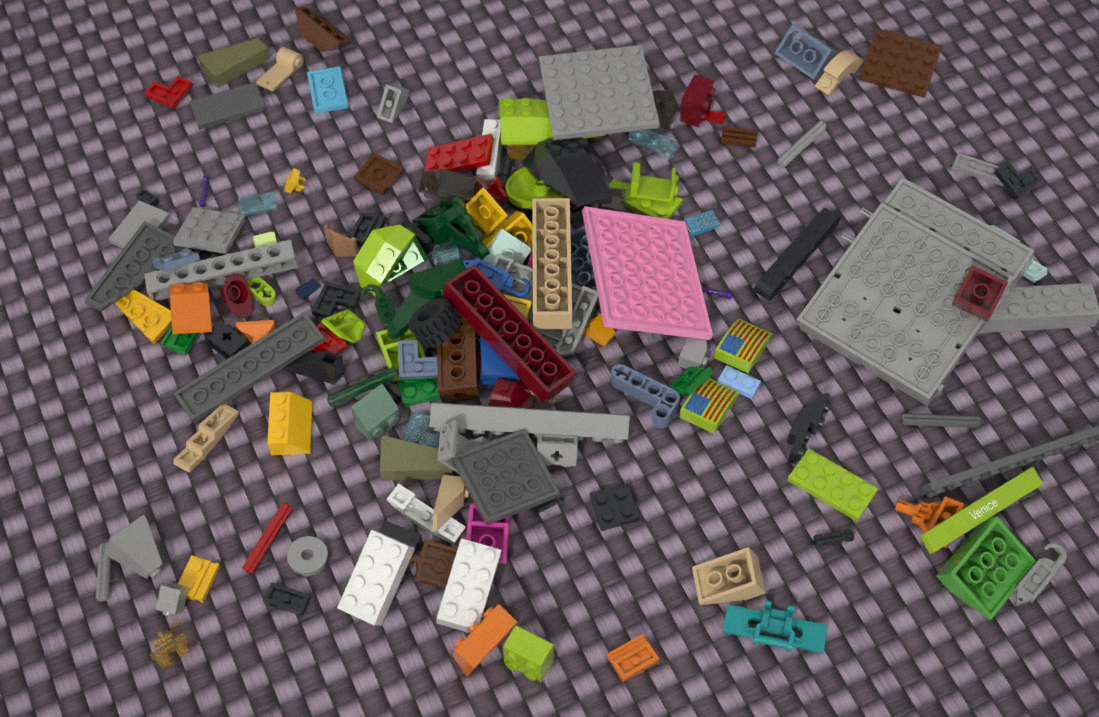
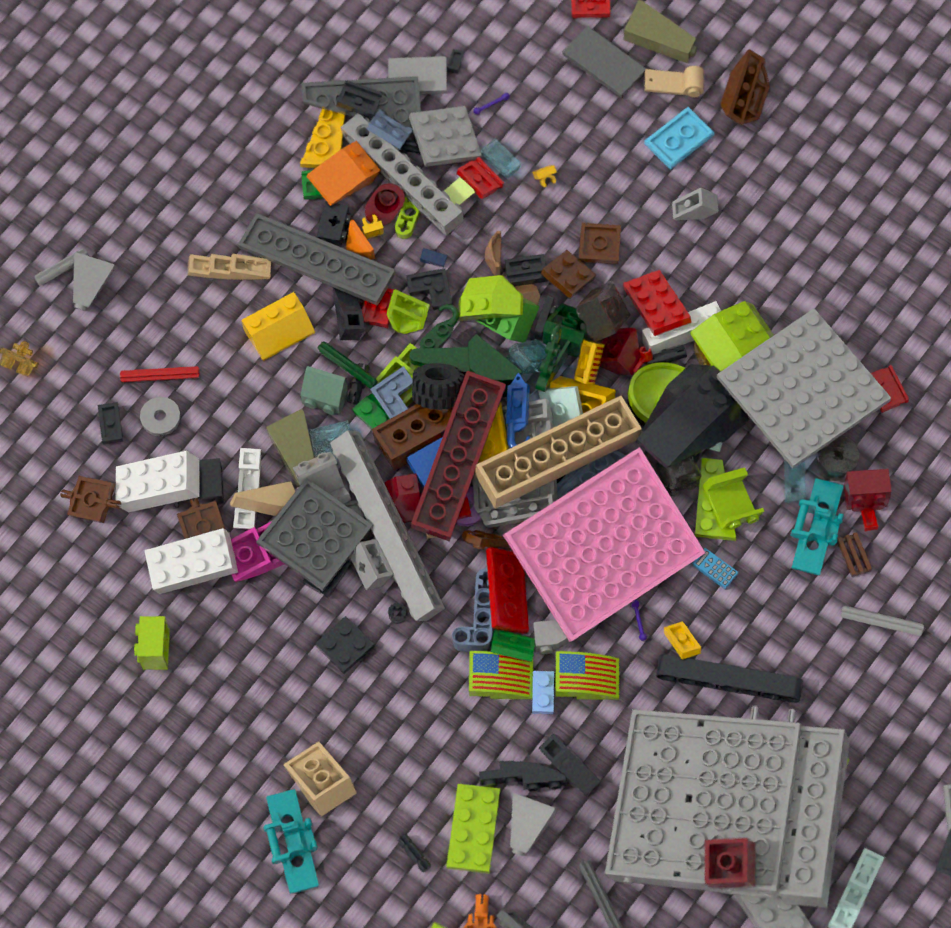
camera: 65 degrees right, 10 degrees up
(133, 266) = (359, 99): none -> black plate
(171, 598) = (61, 333): light grey brick -> none
(198, 577) = (93, 342): yellow plate -> none
(252, 313) = (373, 229): none -> yellow tile
(263, 224) = (480, 178): none -> red plate
(353, 646) = (91, 499): none -> reddish brown plate
(391, 203) = (568, 274): none -> reddish brown plate
(482, 638) = (145, 597): orange slope -> none
(587, 358) = (481, 539): none -> reddish brown hinge
(612, 450) = (397, 607): none -> black bush
(632, 658) = (200, 732): orange plate -> none
(639, 363) = (507, 591): none -> red tile
(704, 146) = (823, 527): none -> teal piece
(750, 267) = (682, 640): none -> yellow plate
(812, 387) = (569, 764): none -> black slope
(852, 438) = (528, 822): none -> light grey slope

